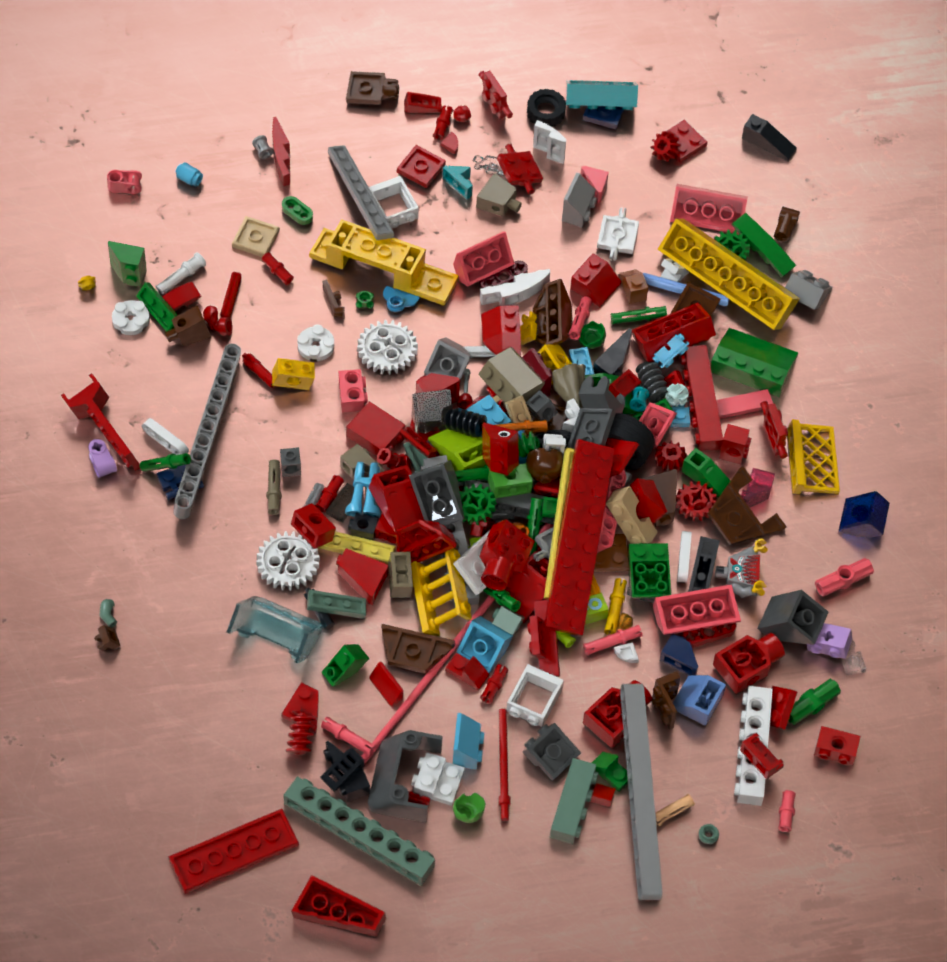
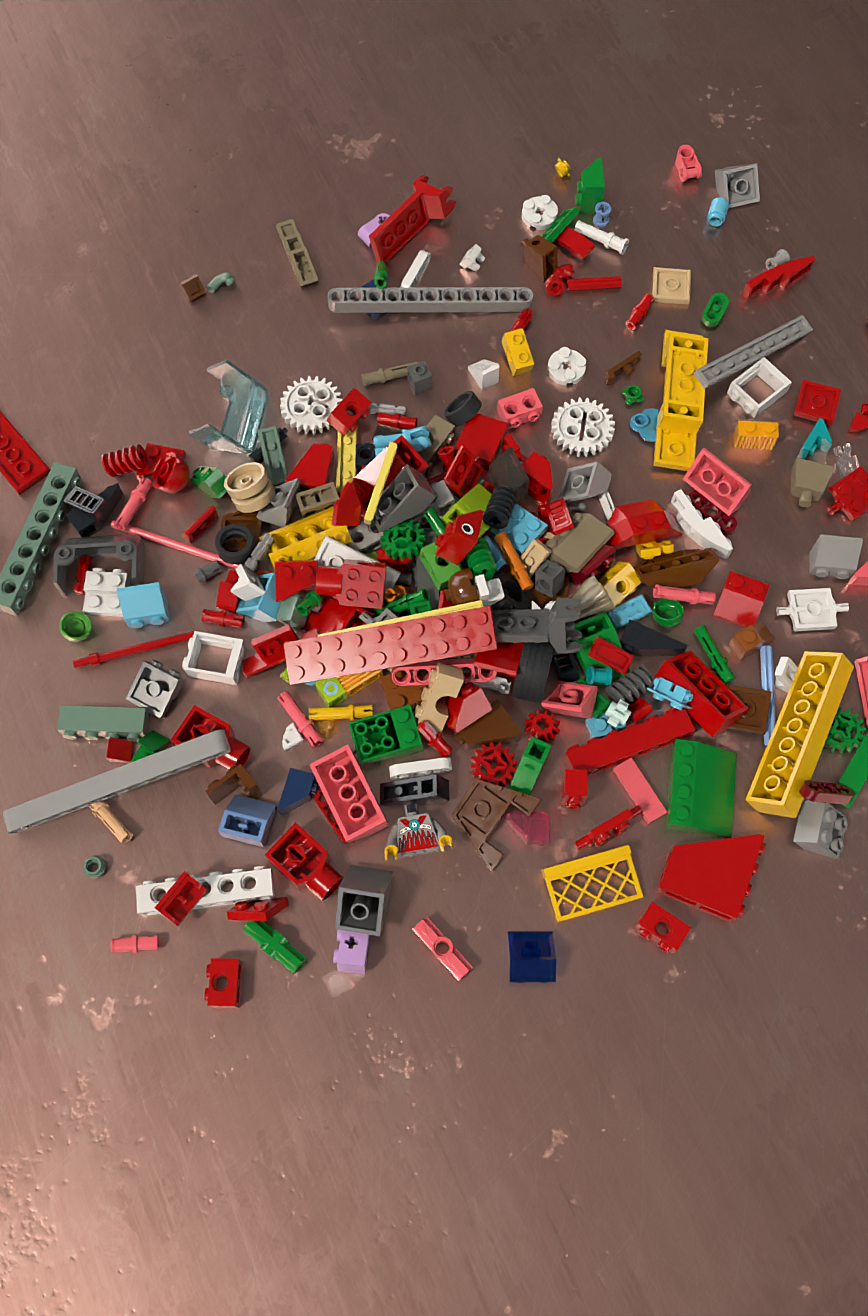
camera: 80 degrees right, 10 degrees up
(99, 536) = (296, 252): none -> dark tan slope
(155, 265) = (606, 209): none -> medium blue bush
(164, 149) = (738, 184): none -> light grey slope
(165, 386) = (471, 257): none -> white tile
(300, 408) = (485, 373): none -> white slope
(329, 437) = (463, 408): none -> black tyre
(329, 694) = (171, 474): none -> red cylinder
(370, 625) = (249, 487): none -> tan wheel
(392, 606) = (283, 504): none -> light grey slope
(395, 406) = (508, 442): none -> red plate
(418, 501) = (380, 484): none -> light yellow tile
(428, 663) = (230, 531): none -> black tyre
(440, 220) = (755, 434): none -> light orange brick
(442, 689) = (207, 571): none -> dark grey pin
(443, 631) = (259, 551): none -> light grey axle
(471, 384) = (559, 516): none -> red slope
(475, 646) = (248, 584): none -> white slope
(483, 603) = (293, 576): none -> red wing
(663, 536) = (434, 738): none -> red axle
(785, 270) = (826, 792): none -> dark red beam
(827, 372) = (713, 874): none -> red slope
(852, 421) = (676, 929): none -> red brick

